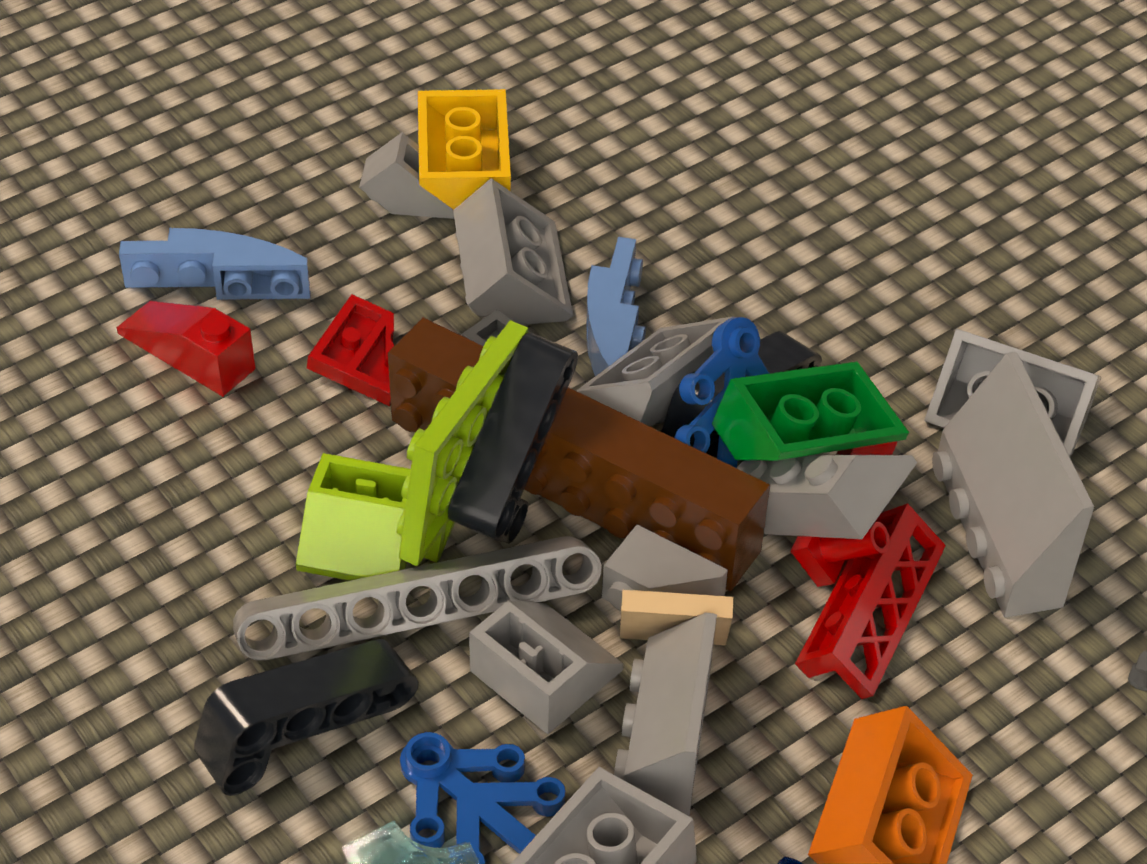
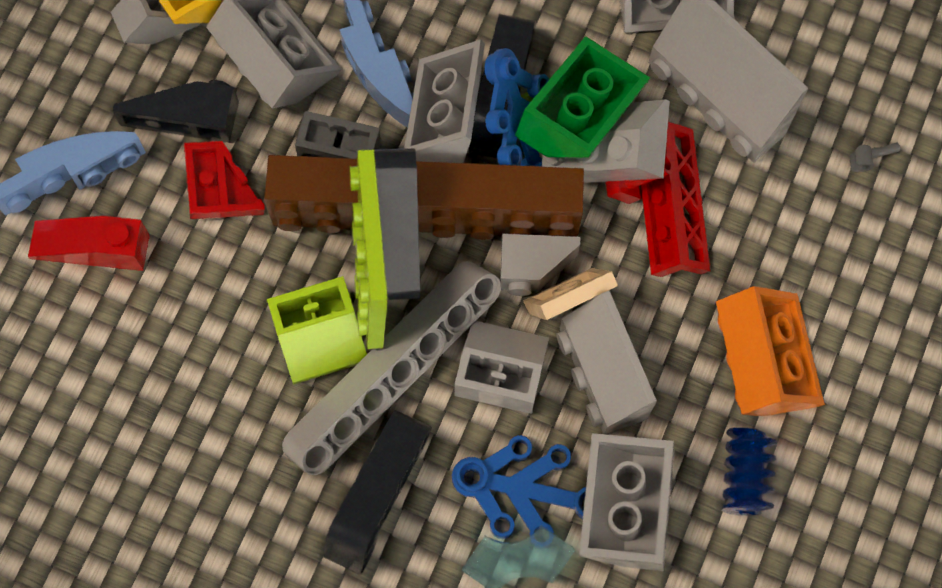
camera: 30 degrees left, 25 degrees up
(375, 270) = (185, 110): none -> black slope

